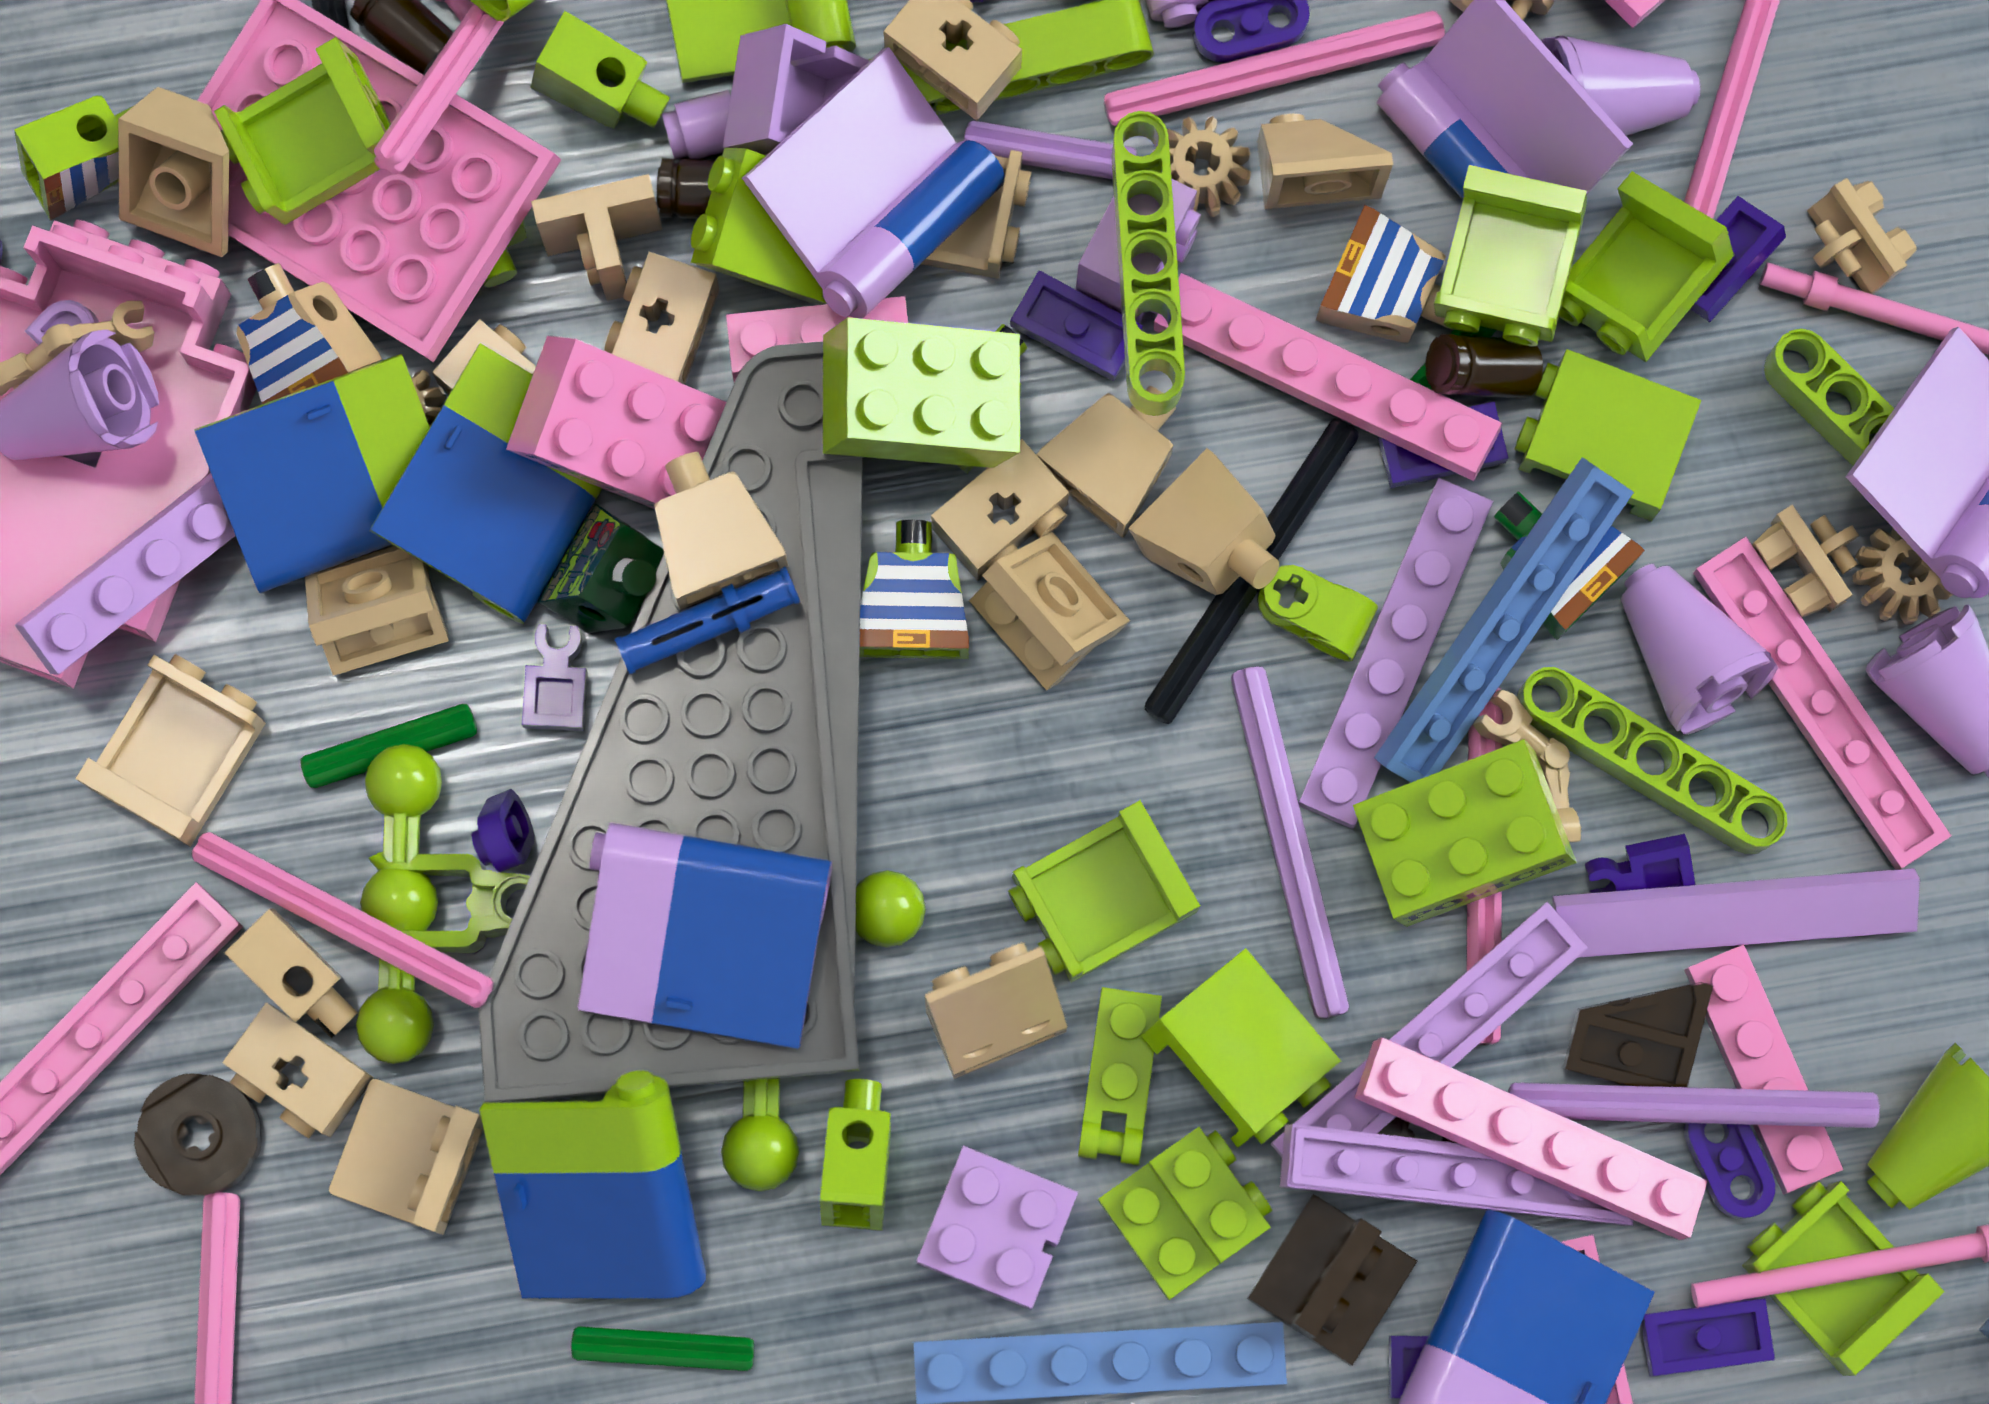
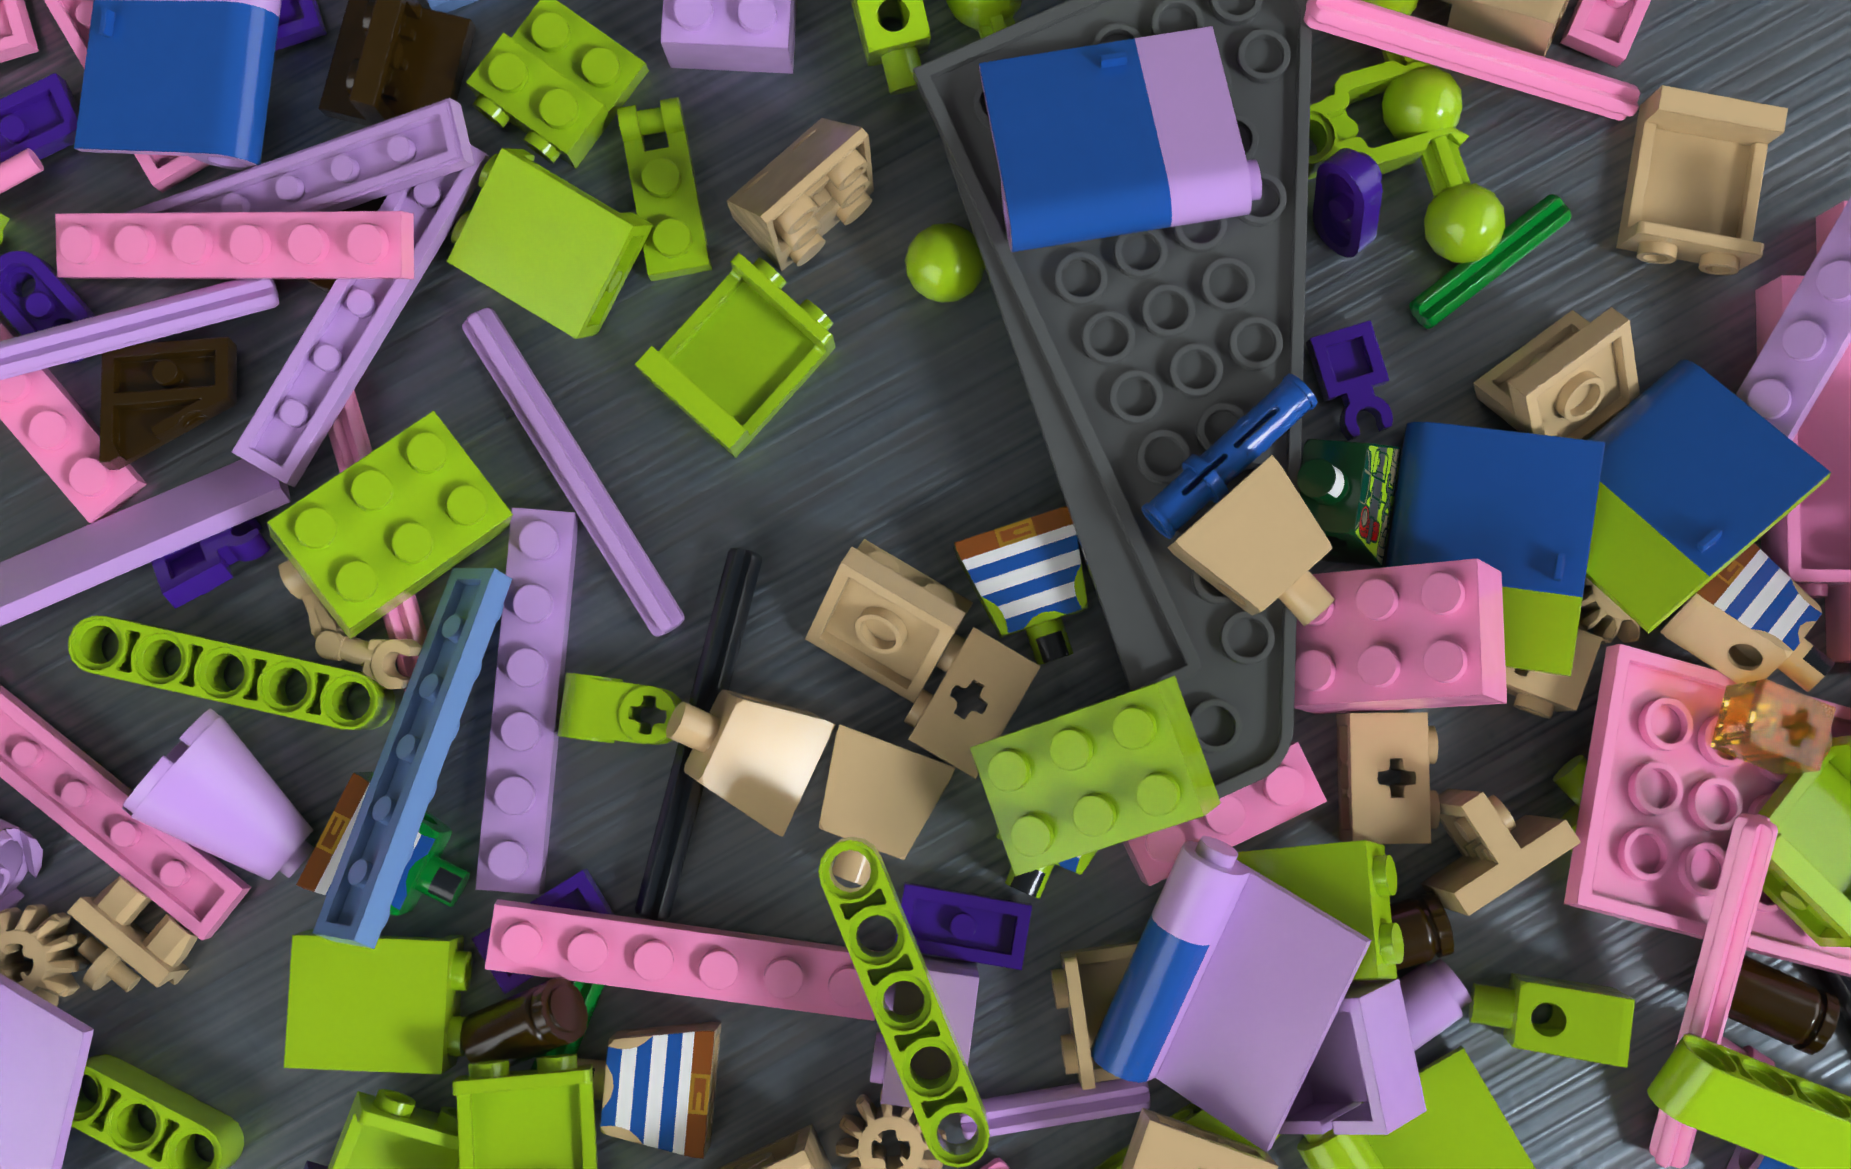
camera: 165 degrees right, 5 degrees up
(341, 255) = (1774, 727): none -> clear yellow brick

